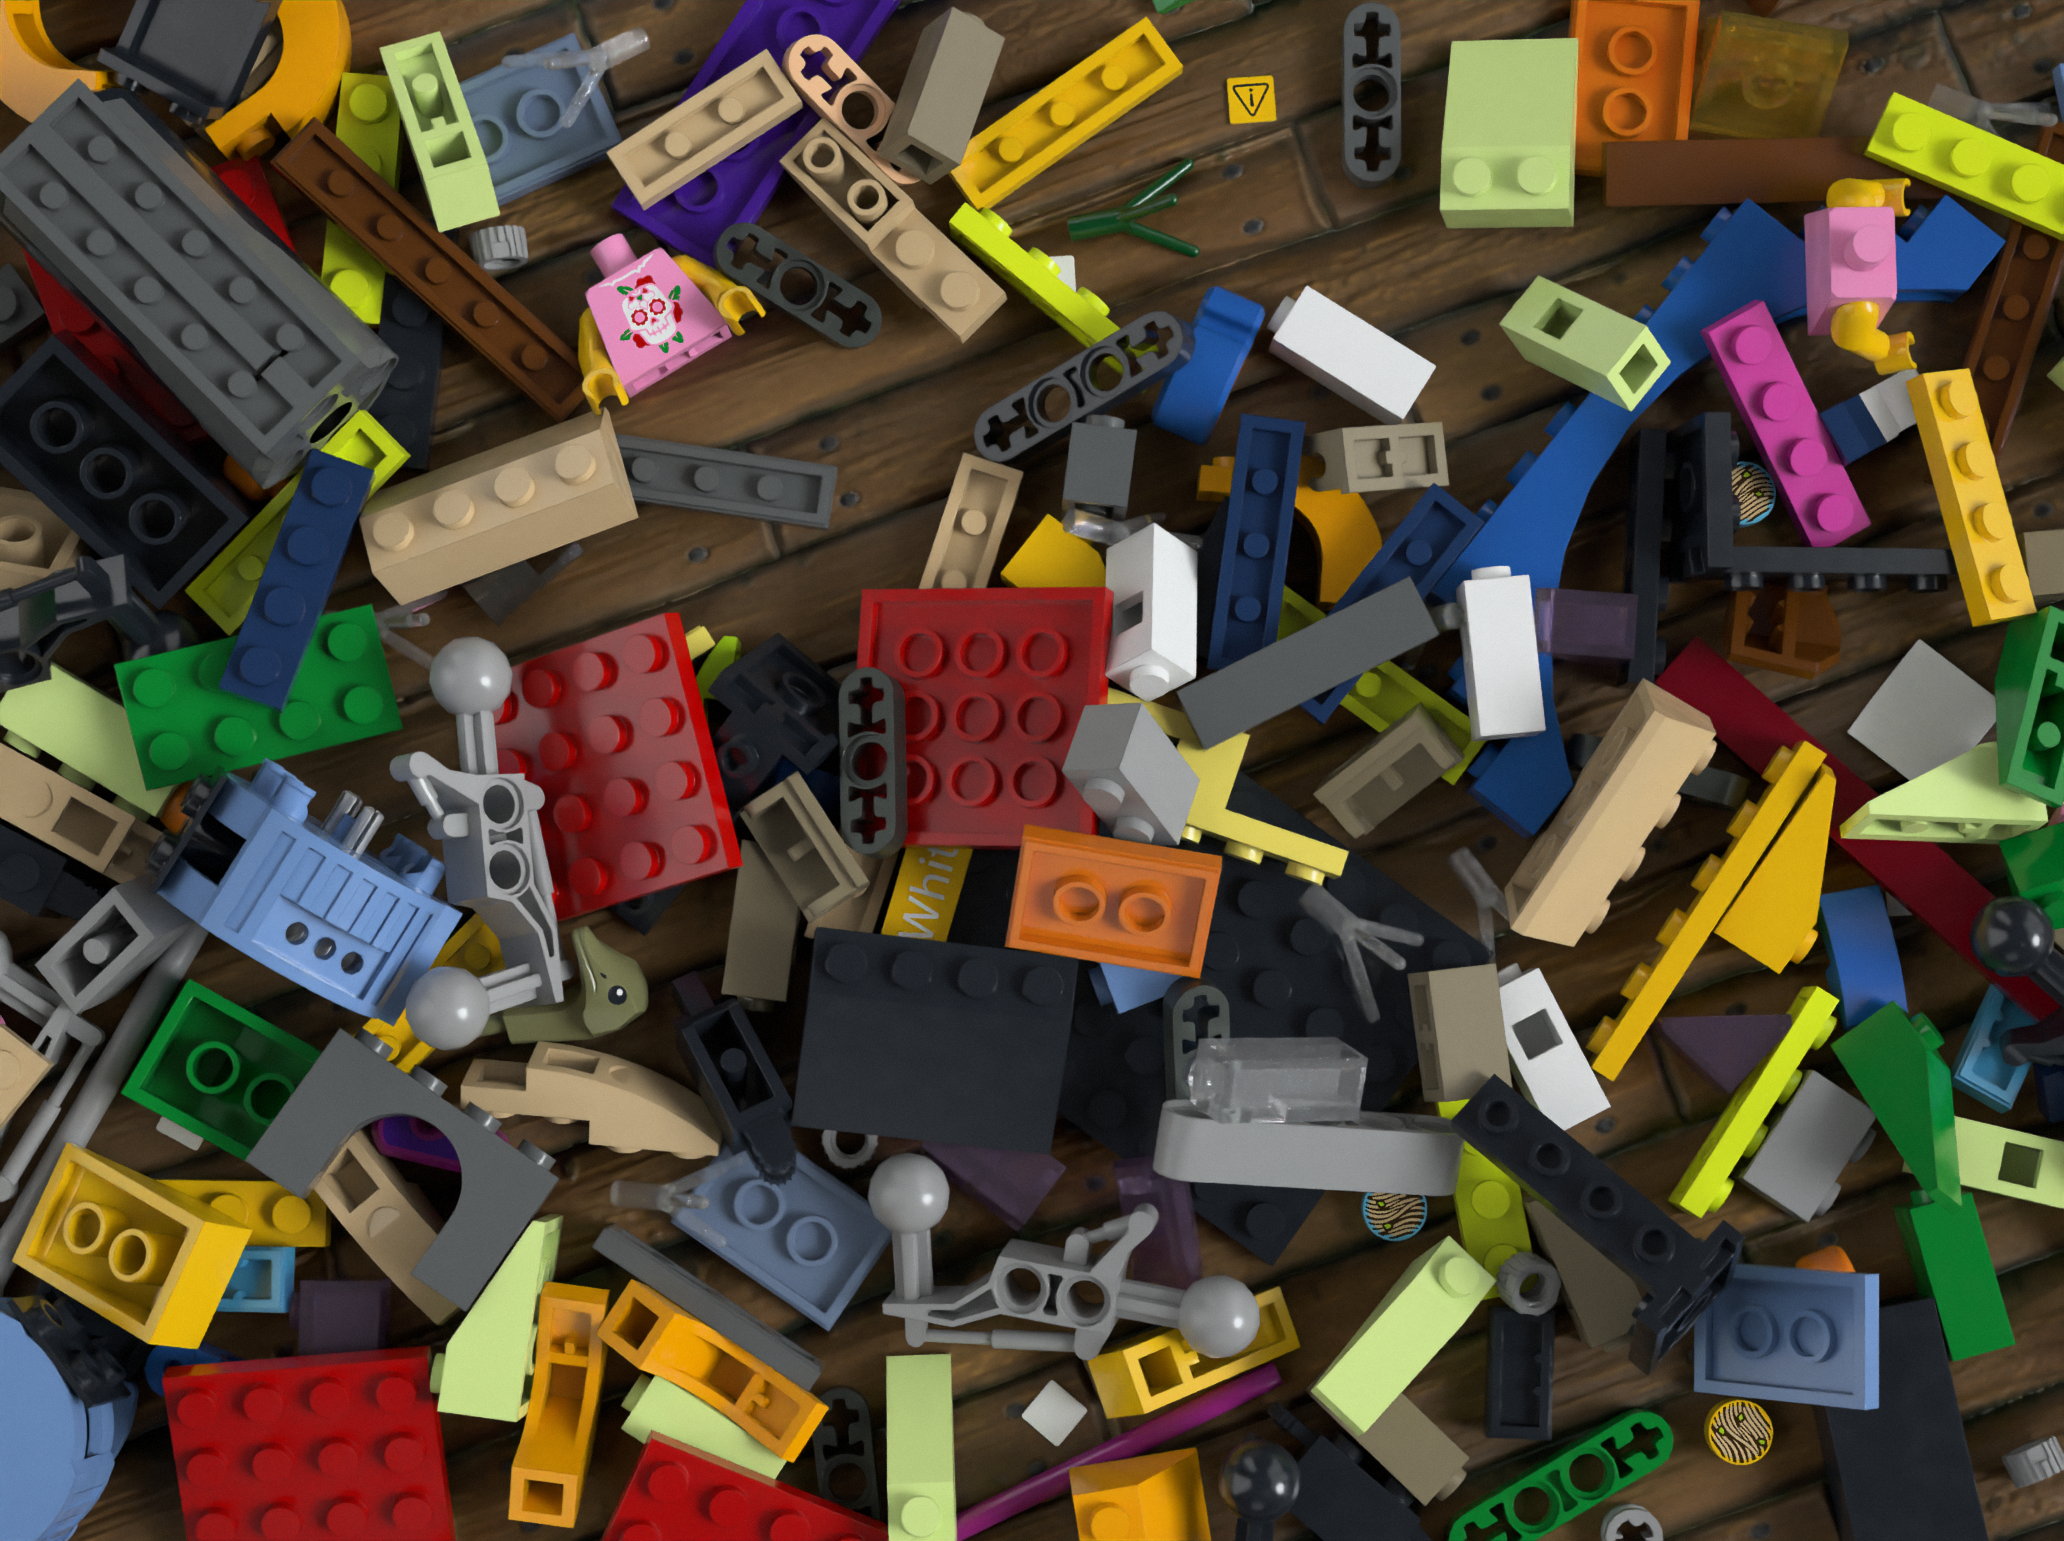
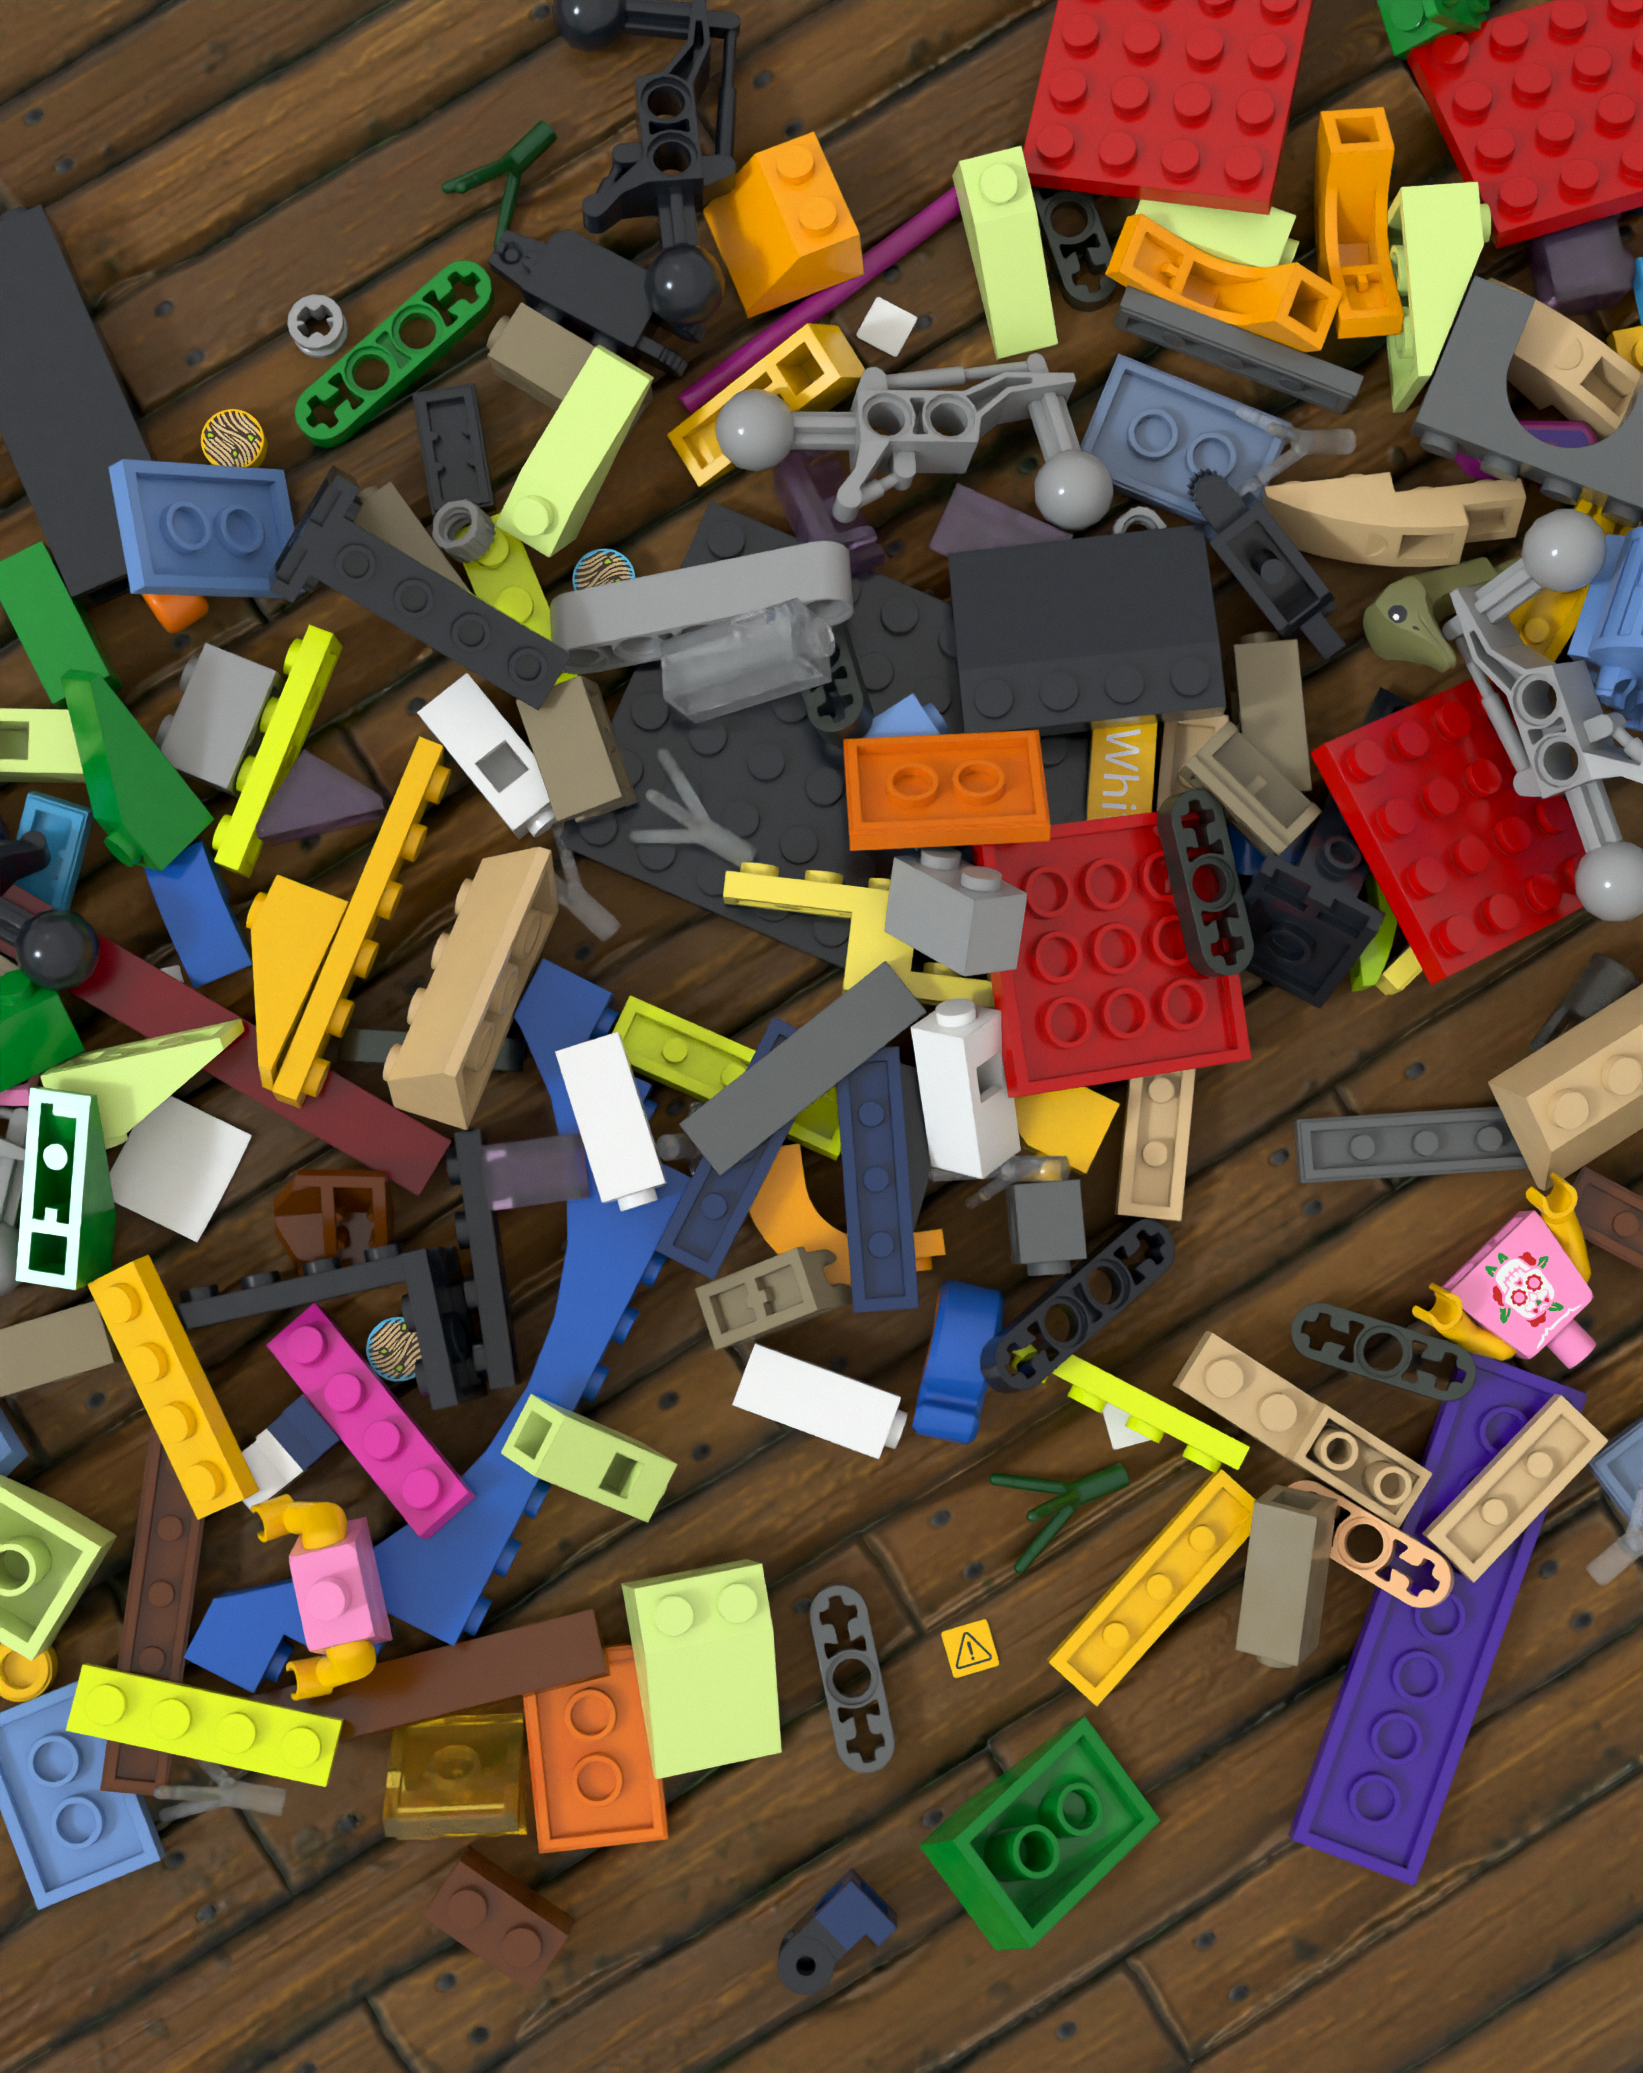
camera: 165 degrees right, 0 degrees up
(1388, 771) = (698, 993): dark tan hinge -> none

